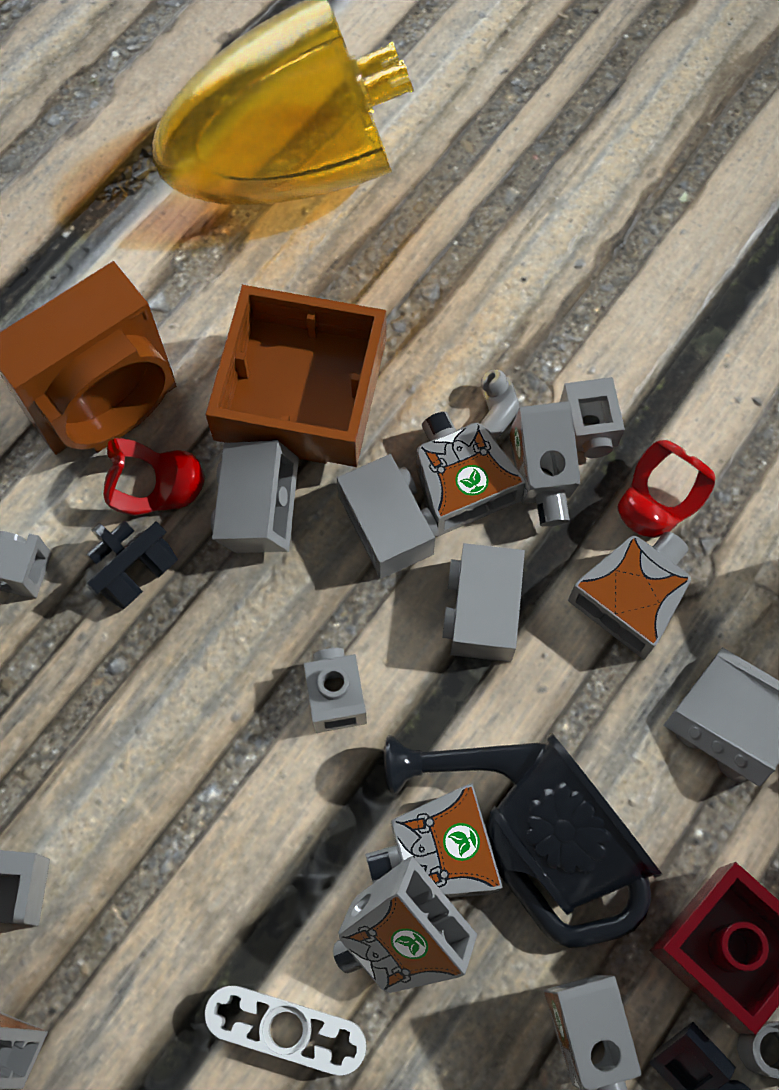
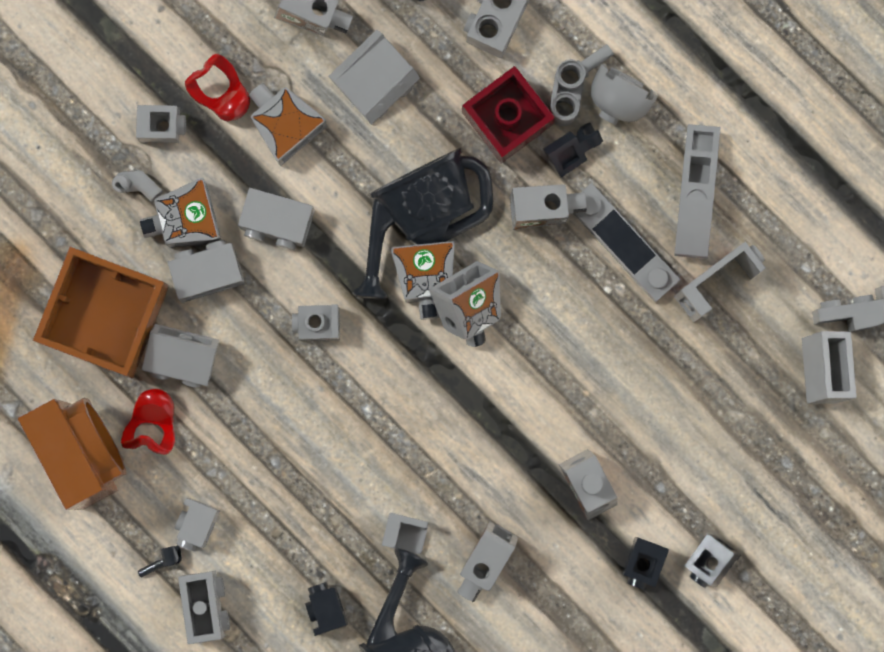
camera: 80 degrees left, 15 degrees up
(112, 579) = (216, 455): black hips -> none
(241, 1030) = (528, 361): white beam -> none
(545, 441) = (175, 163): light grey torso -> none

